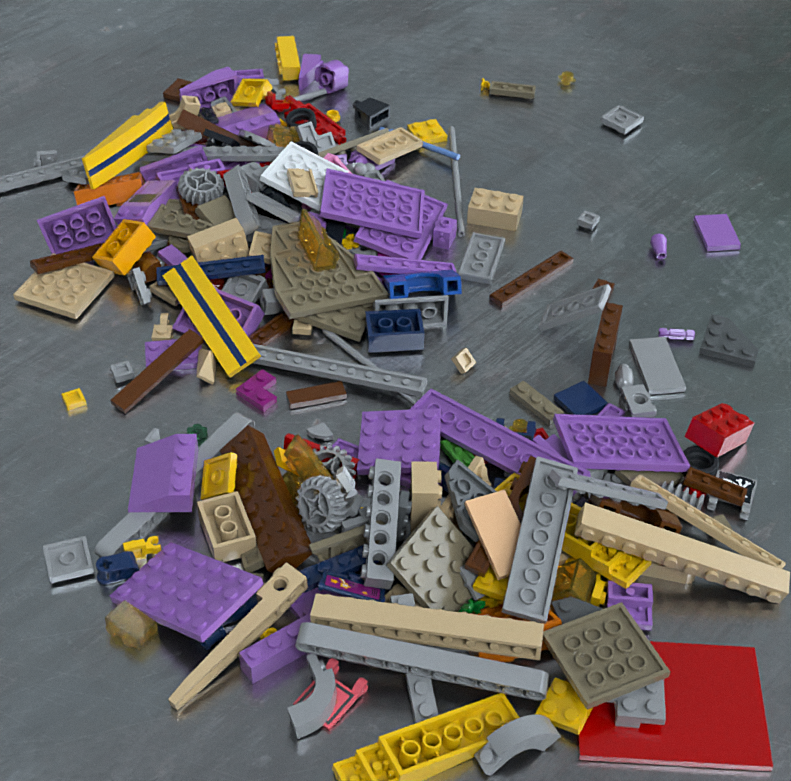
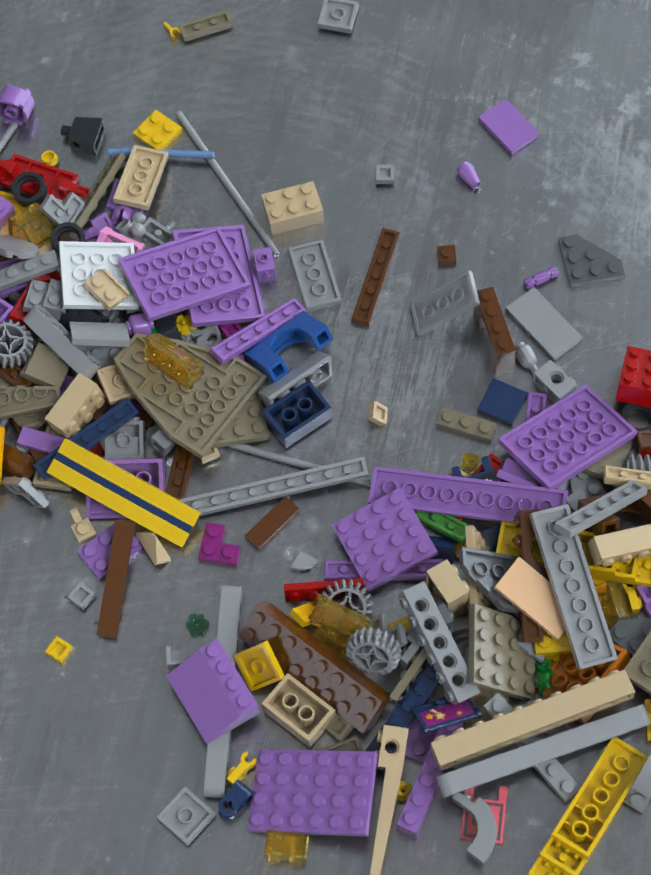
camera: 25 degrees left, 20 degrees up
(345, 479) = (372, 611): white plate -> none

